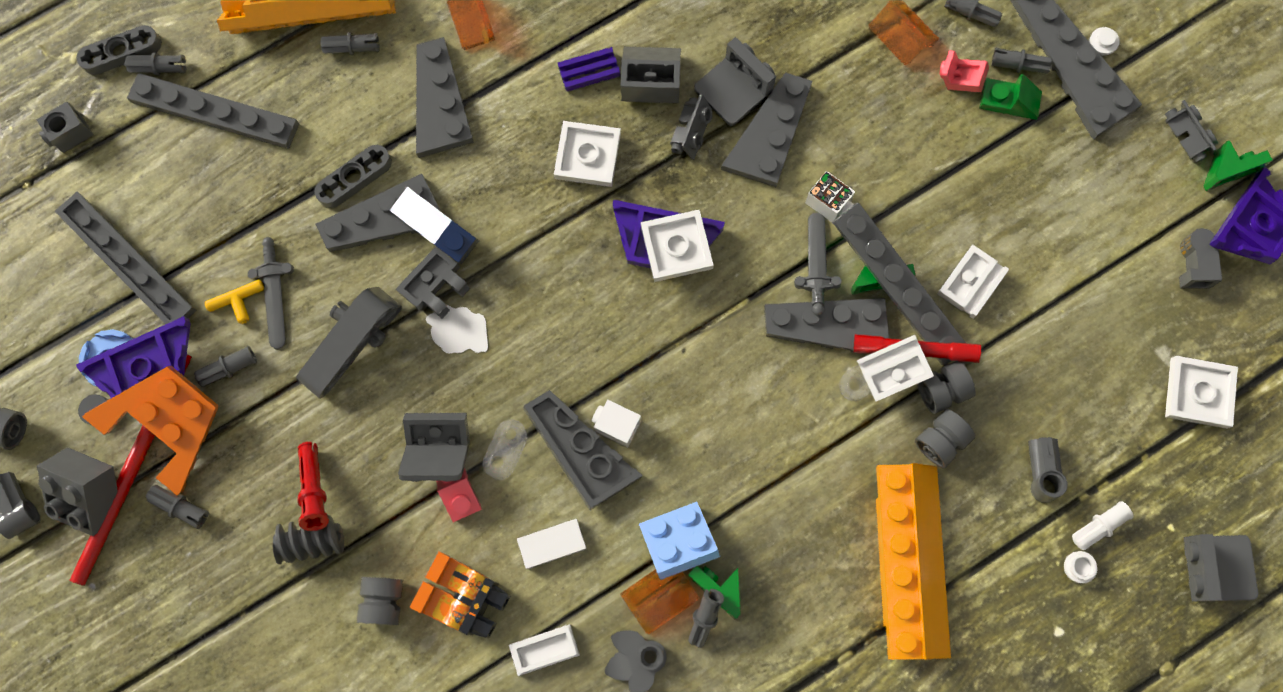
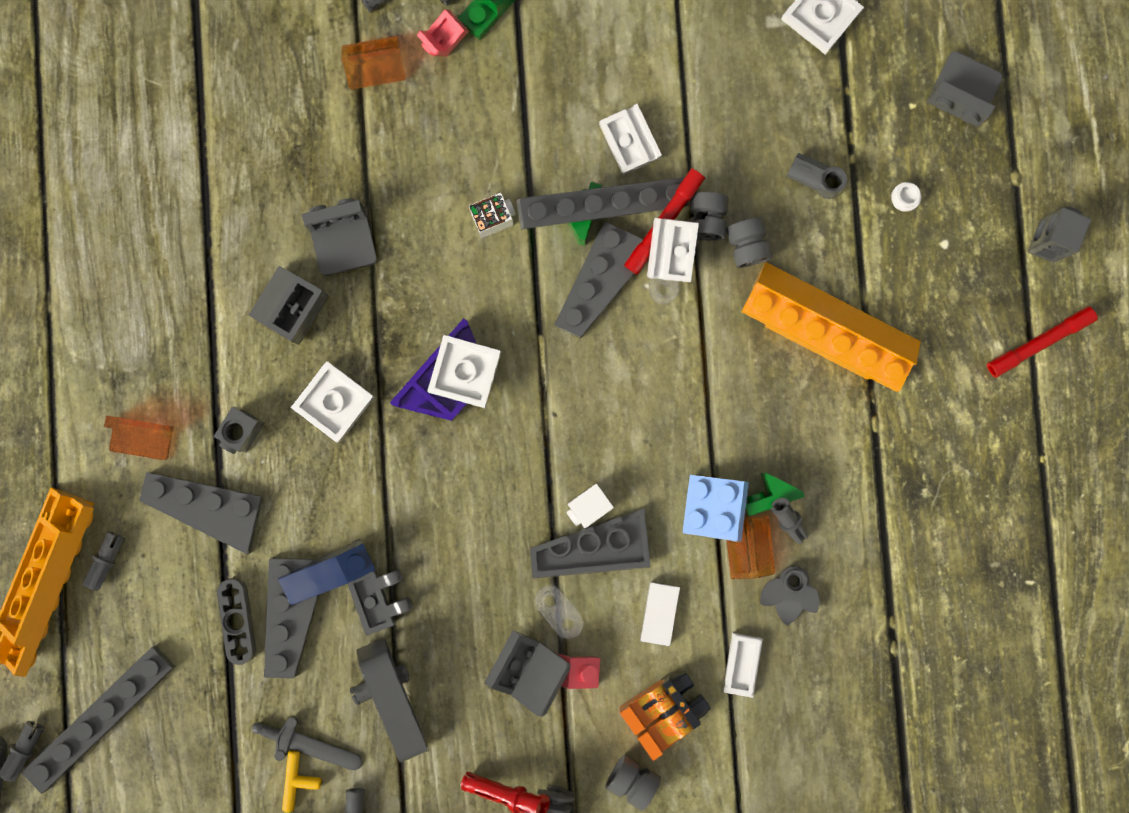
camera: 65 degrees left, 10 degrees up
(459, 330) = (431, 597): white sticker -> none
(525, 100) = (250, 425): none -> dark grey brick
(588, 64) = (240, 357): dark purple tile -> none
(696, 116) = (351, 287): dark grey hinge -> none
(768, 138) = (405, 235): dark grey wing -> none
(817, 278) = (558, 268): dark grey sword -> none
(1102, 525) = (884, 159): white axle -> none

